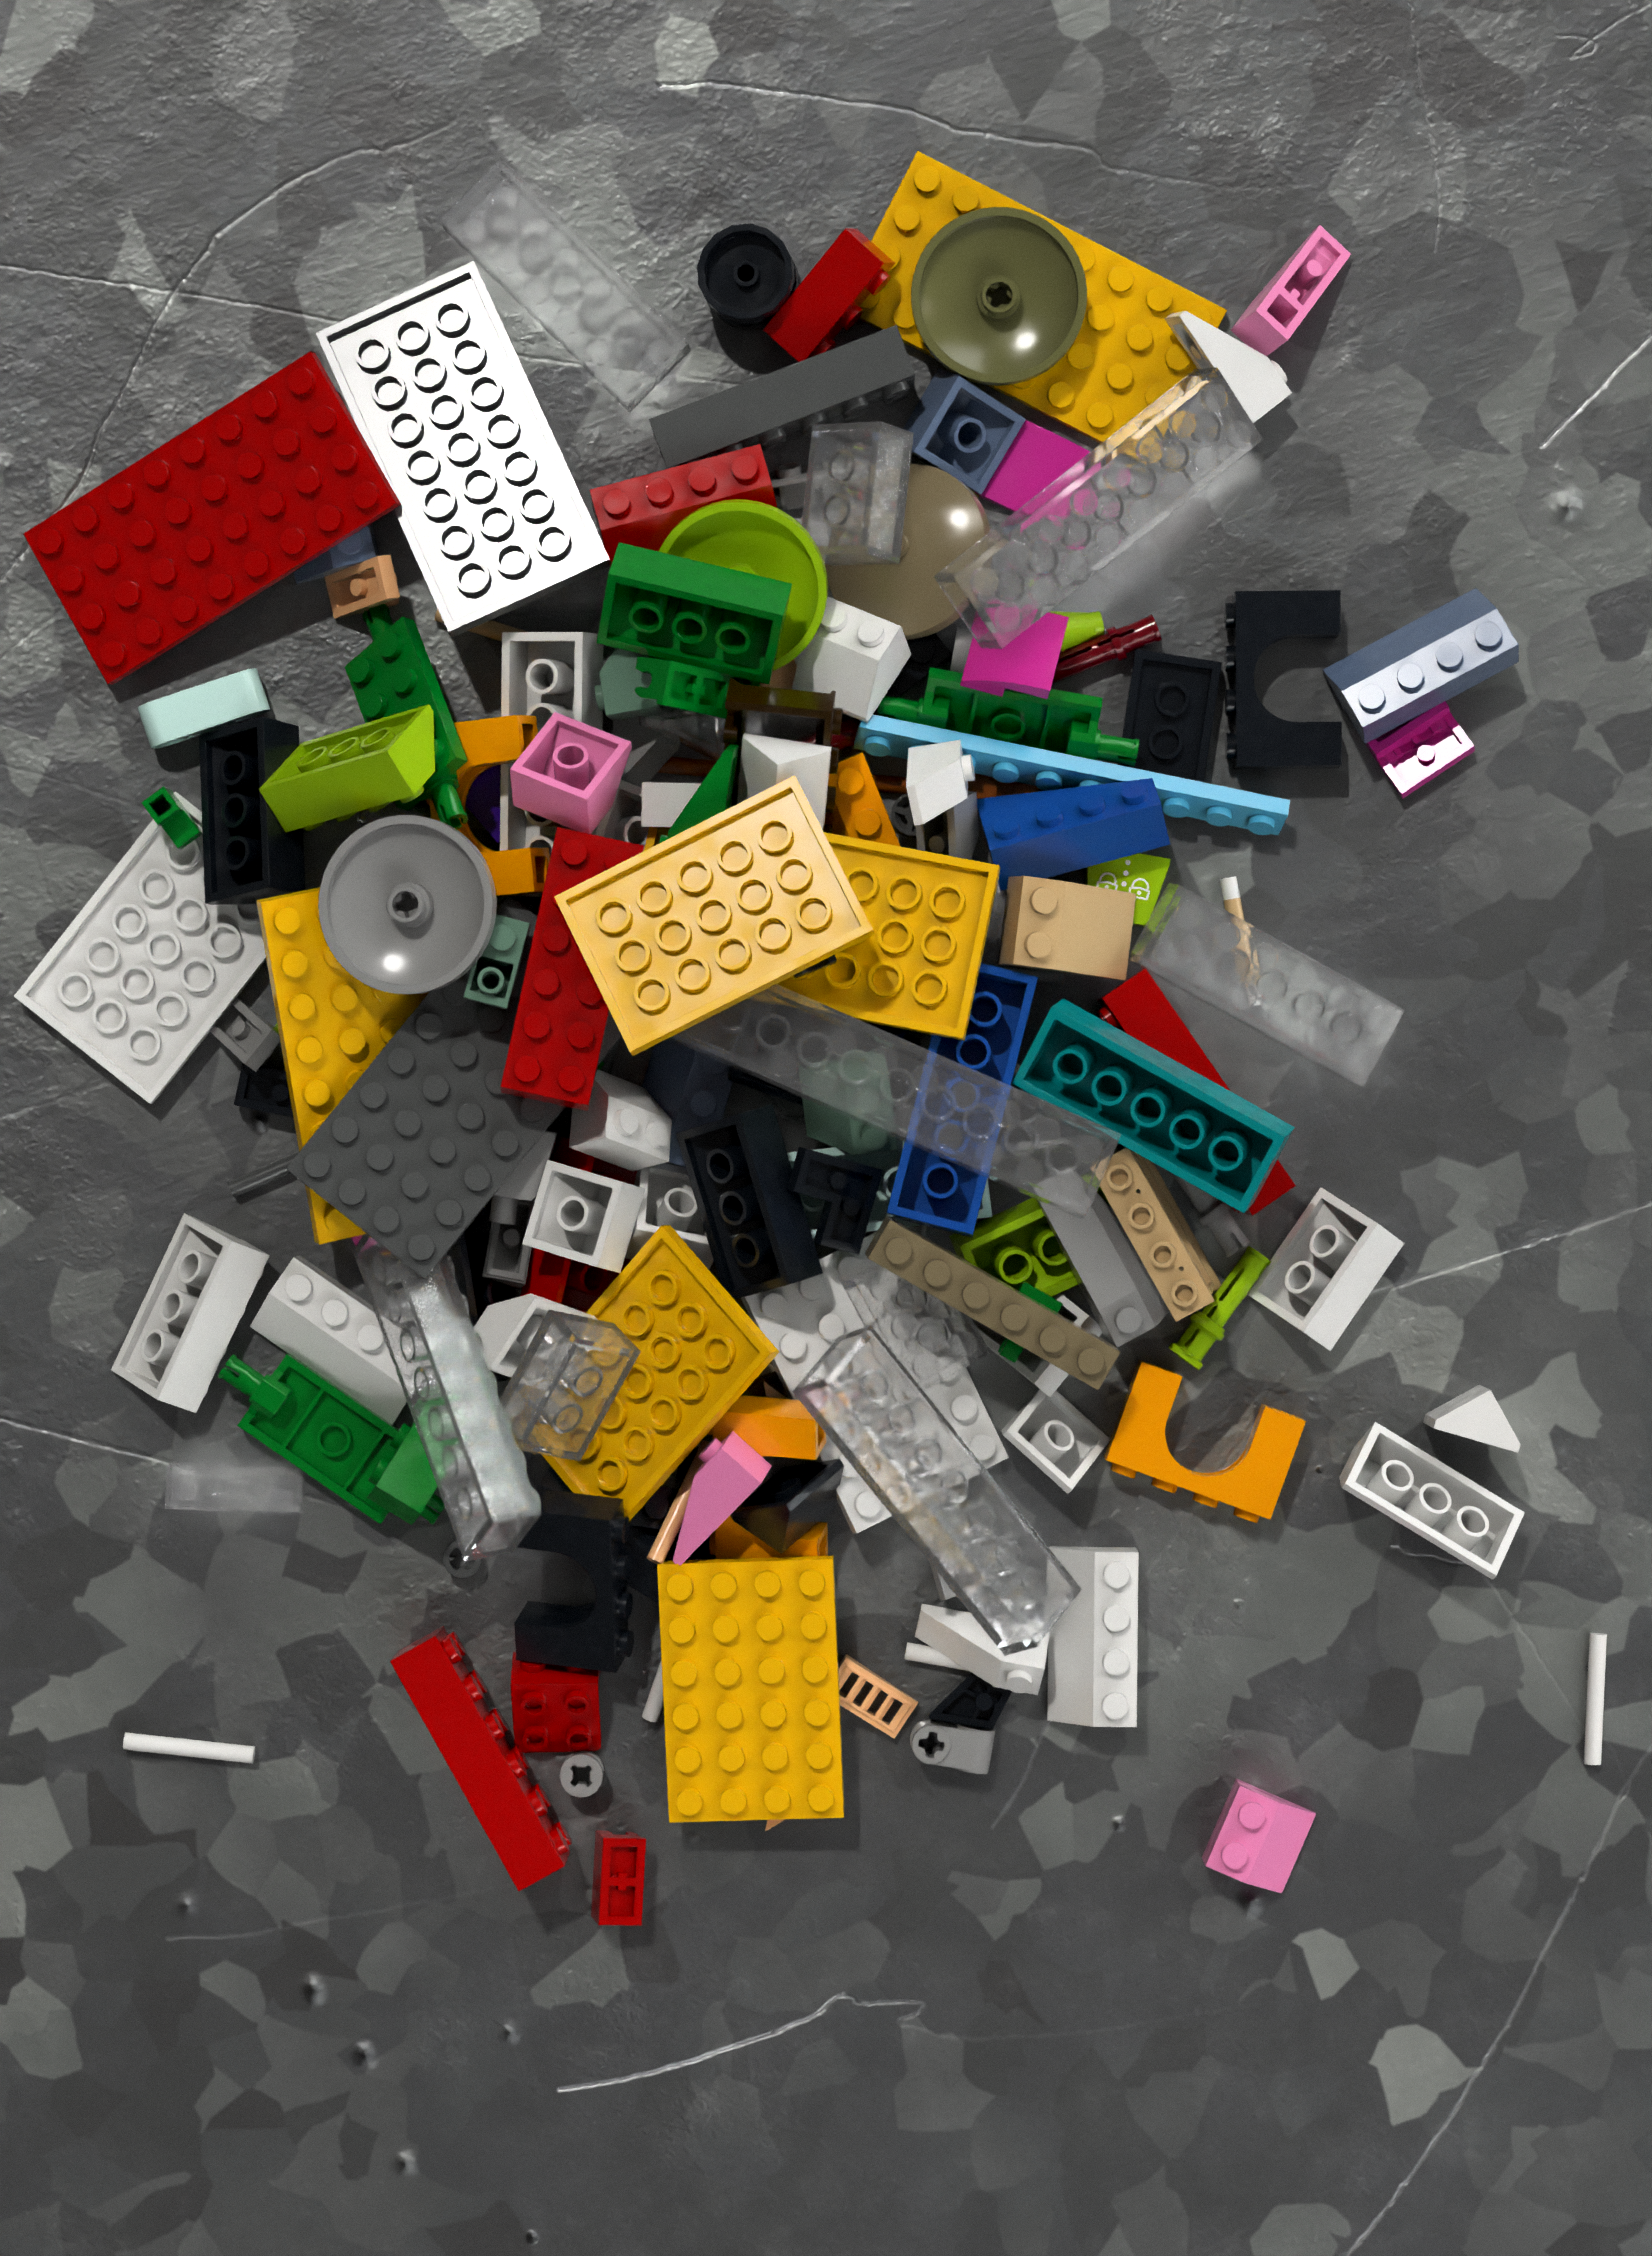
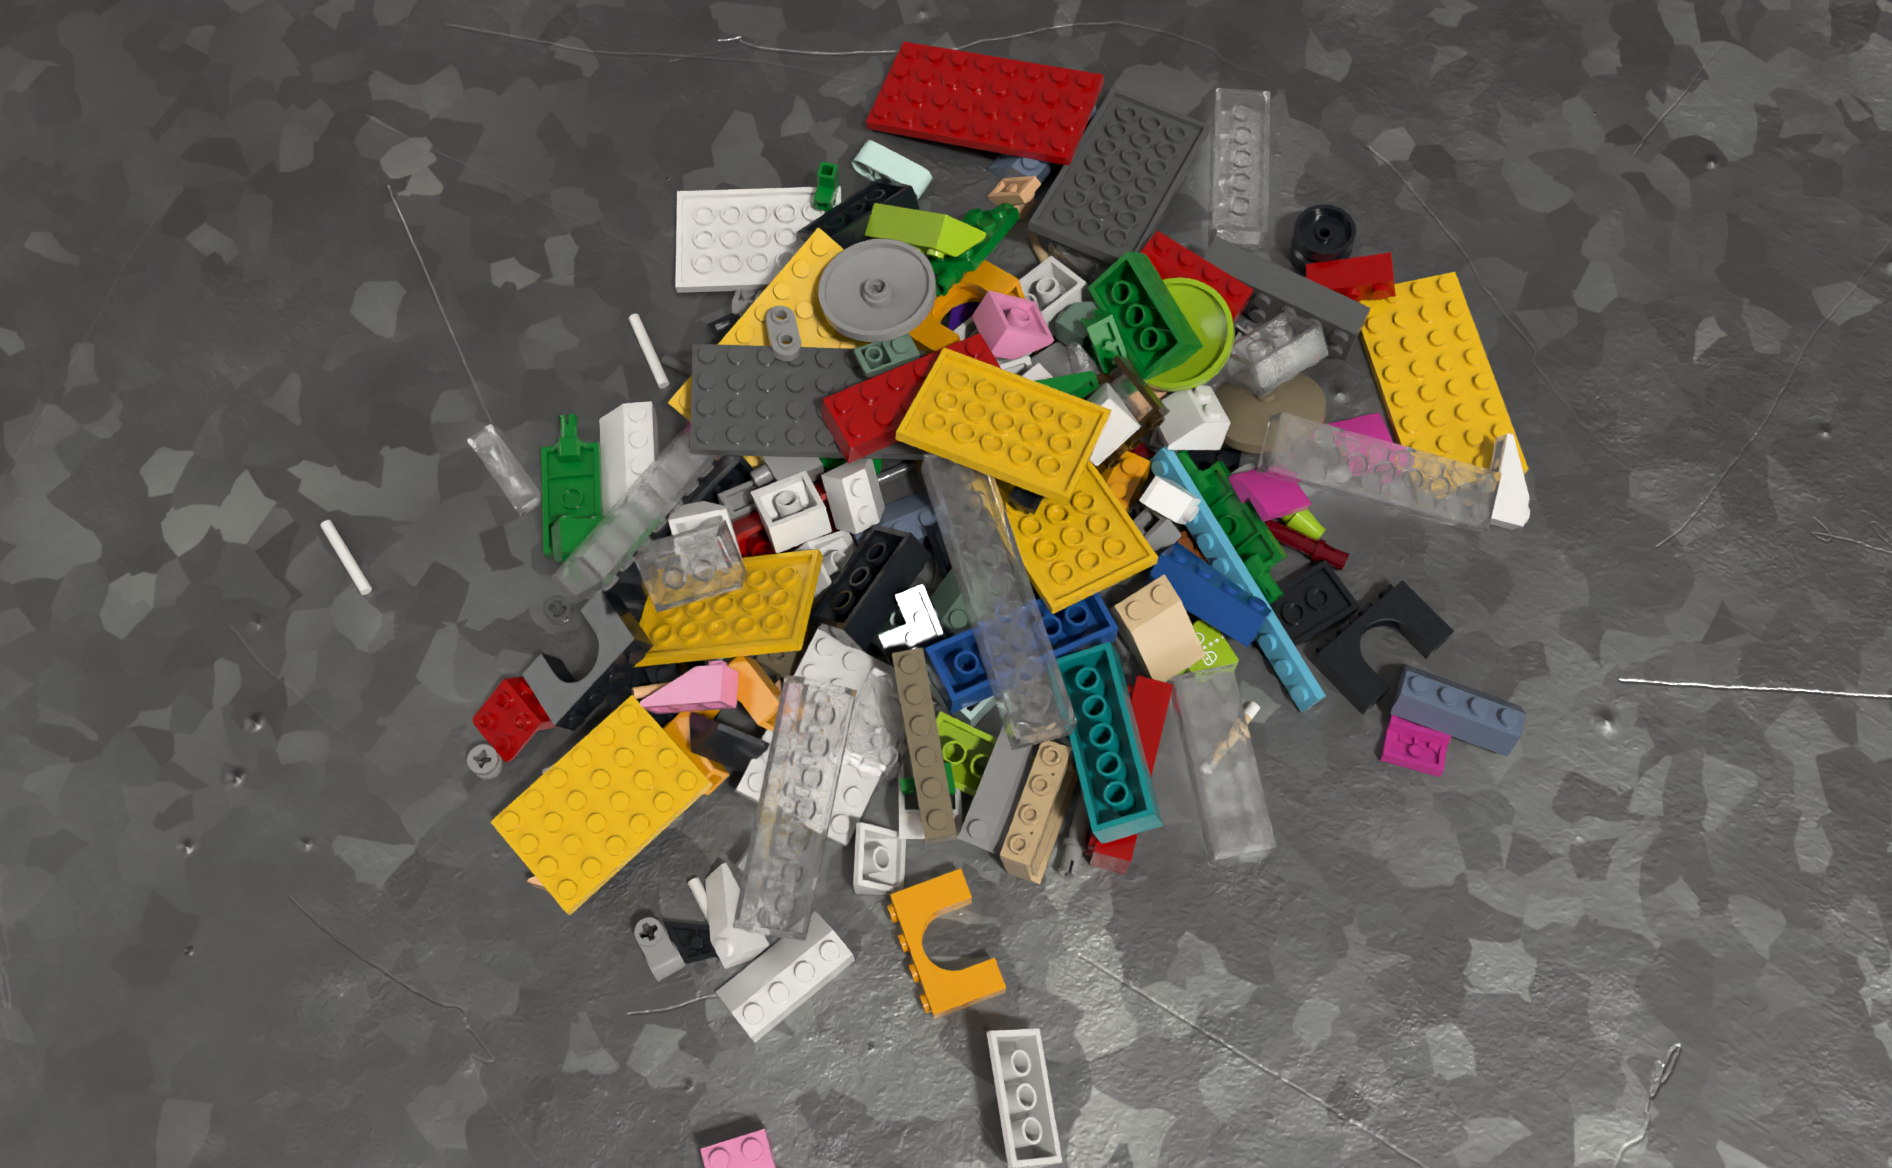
camera: 45 degrees right, 20 degrees down
(190, 1313) = (582, 385): white slope -> none
(205, 1199) = (648, 351): none -> white bar
(359, 1052) = (782, 331): none -> light grey plate
(482, 1758) = (451, 698): red brick -> none
(618, 1878) = (437, 826): red hinge -> none
(847, 1701) = (651, 908): light nougat slope -> none
(962, 429) = (1350, 391): sand blue slope -> none
(998, 296) = (1429, 349): olive dish -> none
(1208, 1325) = (1012, 892): lime pin -> none
(1291, 293) = (1568, 490): bright pink slope -> none
(1325, 1268) = (1099, 931): white slope -> none
(1475, 1417) = (1090, 1084): white slope -> none

